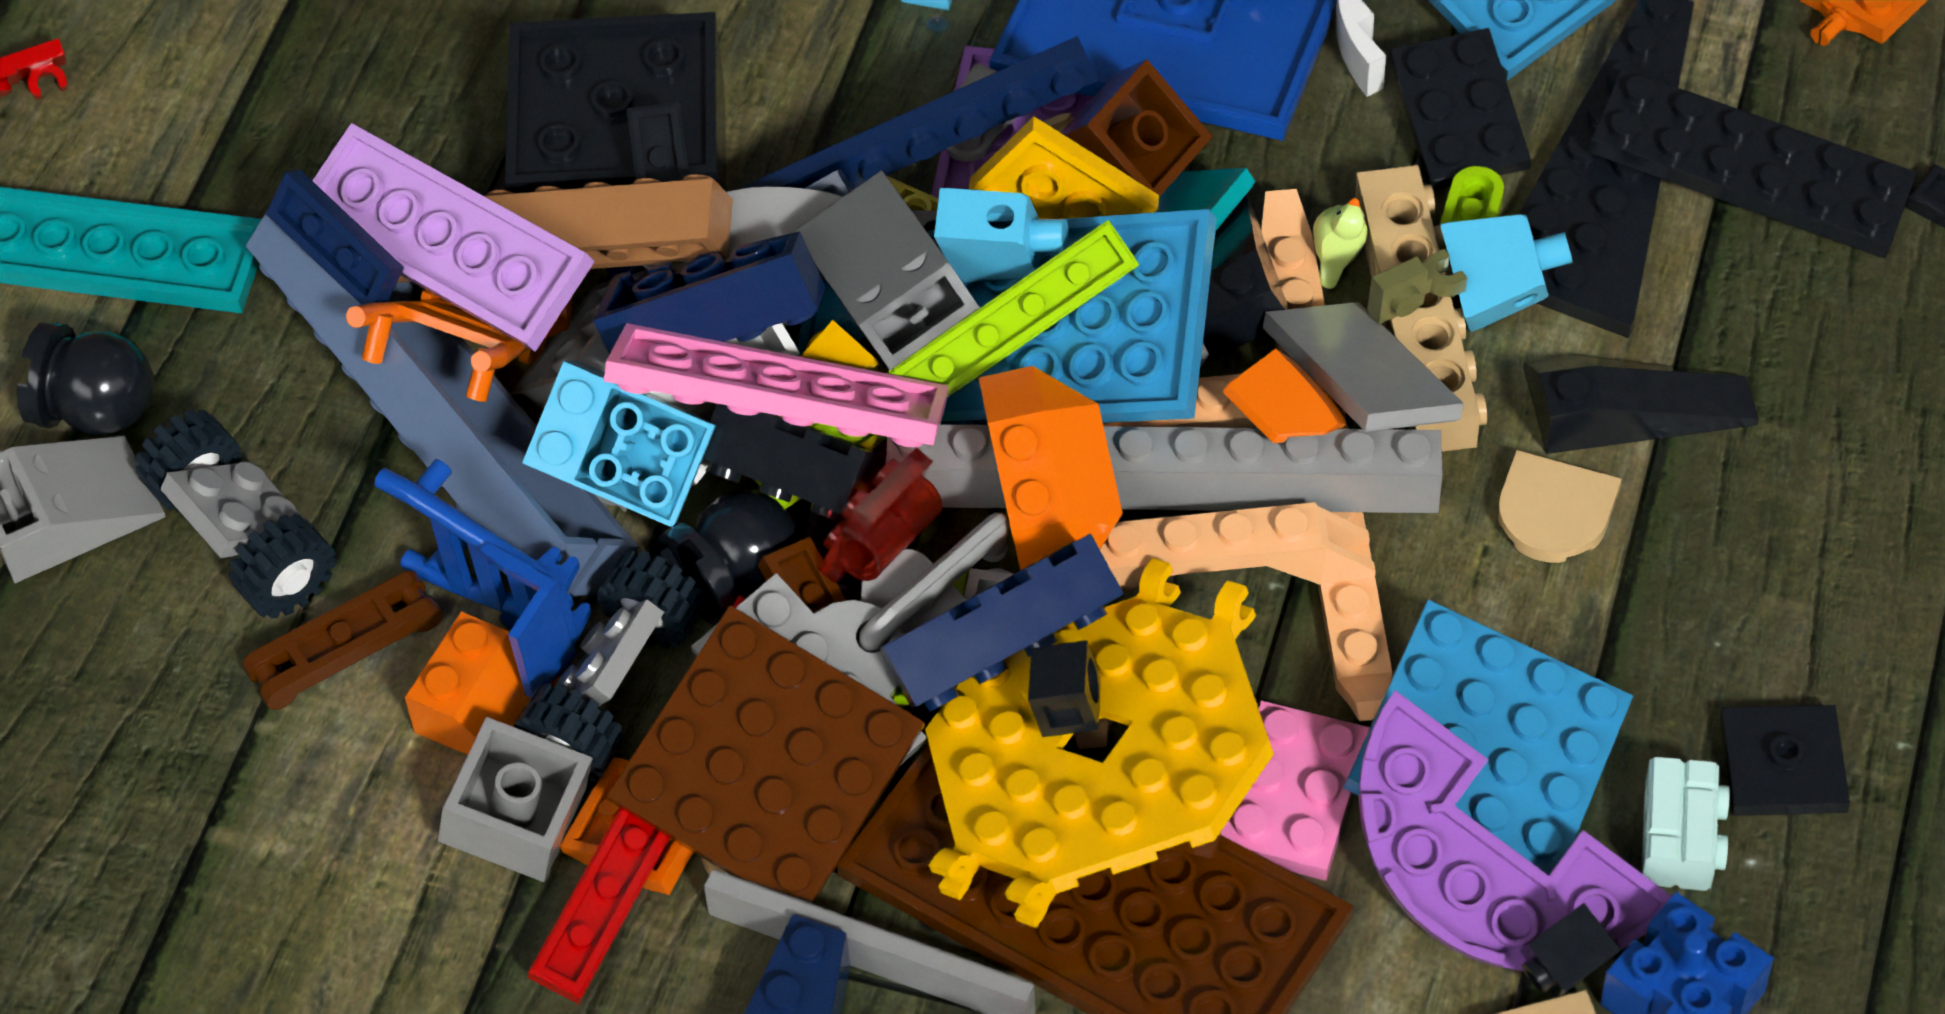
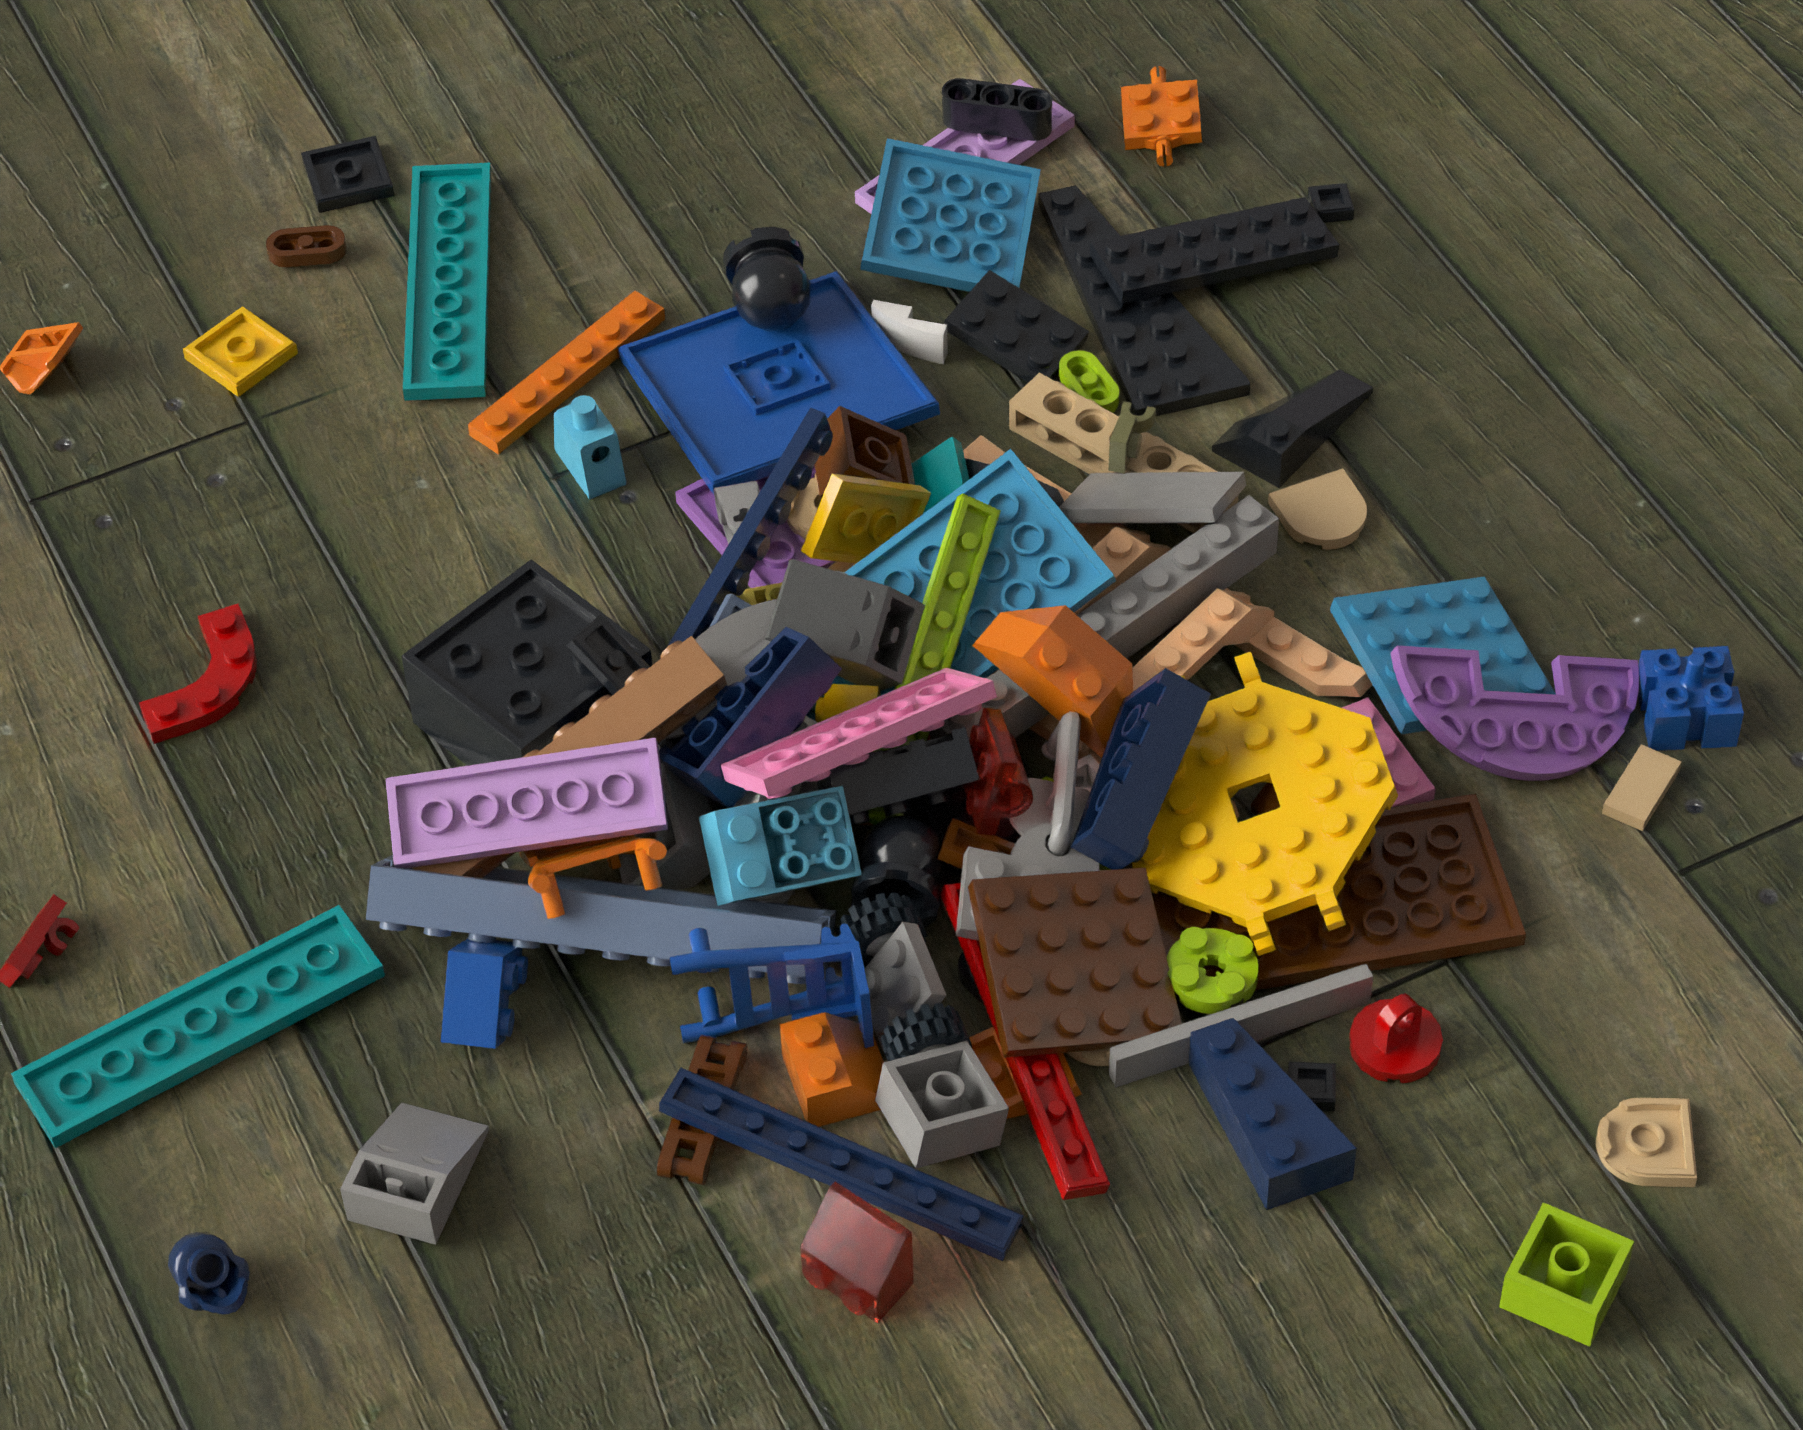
camera: 45 degrees left, 5 degrees down
(89, 380) = (352, 1079): black tile -> none
(237, 512) = (550, 1079): plate -> none
(271, 378) = (478, 992): none -> blue brick
(291, 879) = (858, 1254): none -> clear red slope
(334, 239) = (457, 856): dark blue plate -> none
(387, 788) = (835, 1158): none -> dark blue tile
(885, 843) = (1212, 947): none -> lime plate
(994, 234) = (891, 550): medium azure torso -> none
(1064, 688) = (1218, 779): black brick -> none
(1284, 399) = (1150, 536): orange slope -> none
(1338, 239) = (1036, 443): yellowish green animal -> none
(1501, 265) = (1155, 385): medium azure torso -> none
(1567, 952) = (1619, 725): black brick -> none
(1682, 823) = (1588, 619): light aqua brick -> none
(1784, 760) = (1596, 553): black plate -> none

